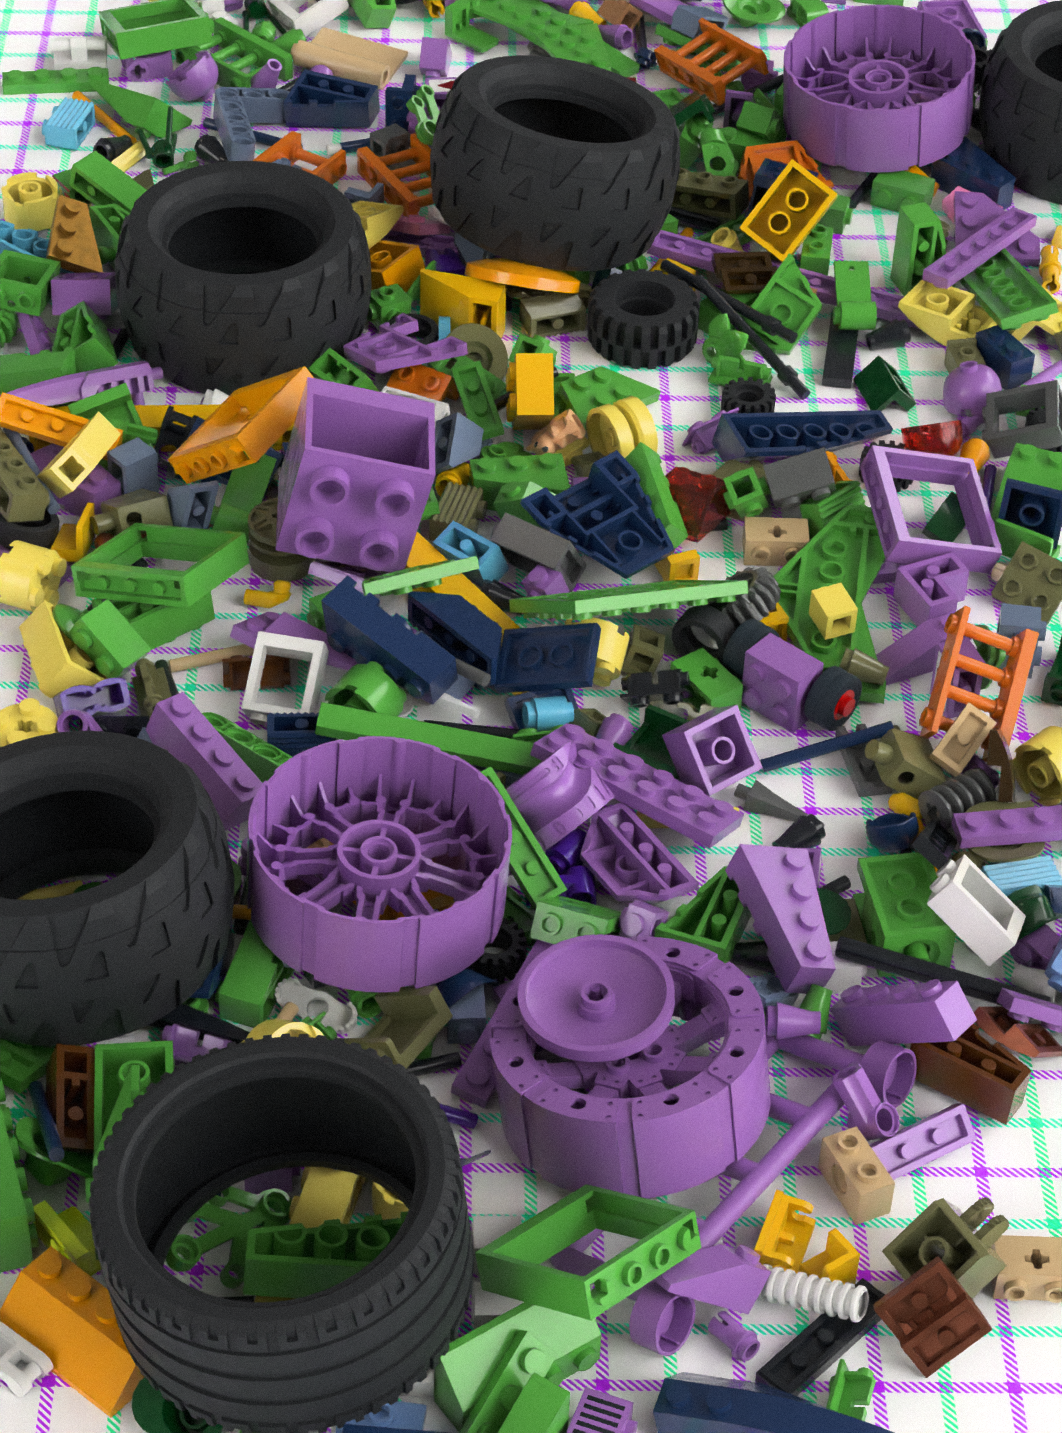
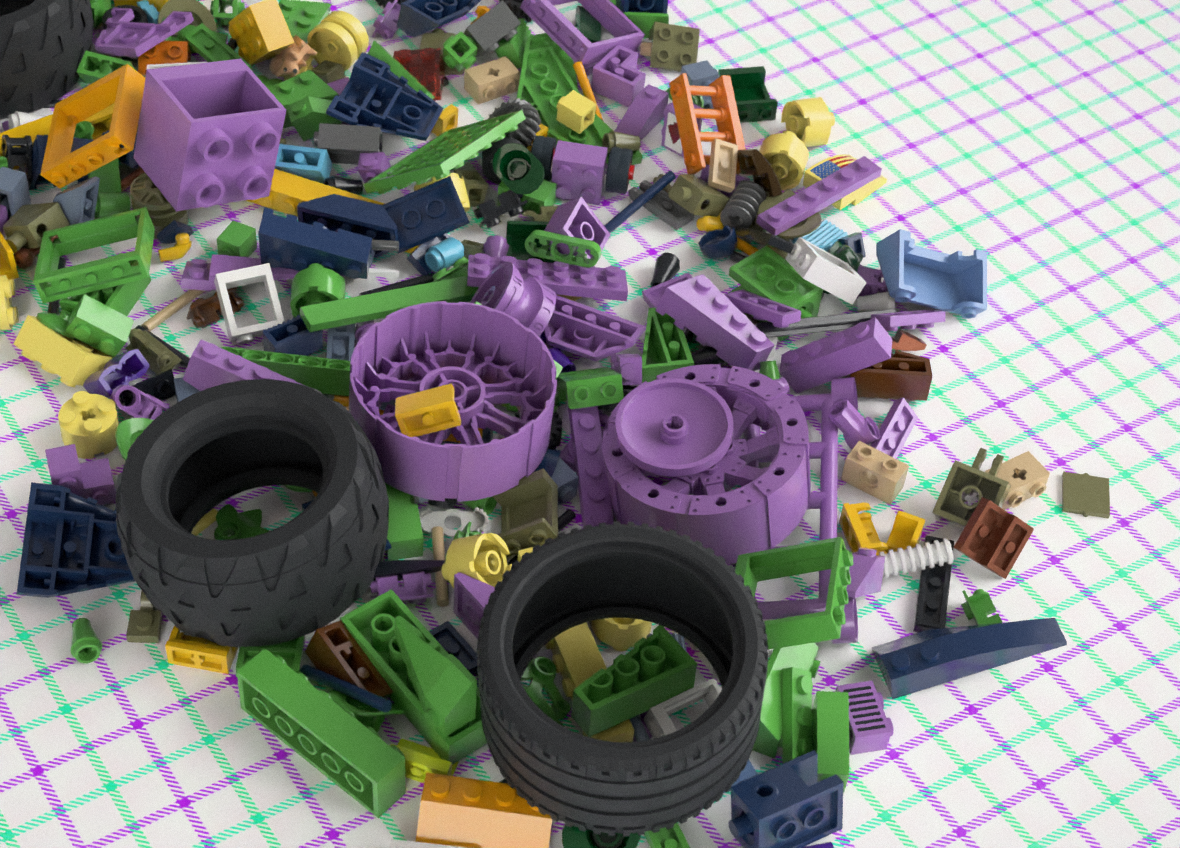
camera: 35 degrees left, 5 degrees up
(279, 572) = (168, 234): none -> dark blue tile
(325, 859) = (427, 411): none -> yellow panel
(338, 571) = (230, 211): medium lavender tile -> none
(423, 576) = (287, 193): wing -> none
(690, 758) = (582, 244): none -> bright green beam
(696, 646) = (518, 168): none -> dark green piece
(740, 1341) = (884, 609): medium lavender pin -> none
(764, 801) = (623, 257): dark grey piece -> none
(859, 921) = (764, 308): none -> medium lavender plate
(876, 595) = (585, 85): none -> light orange bar

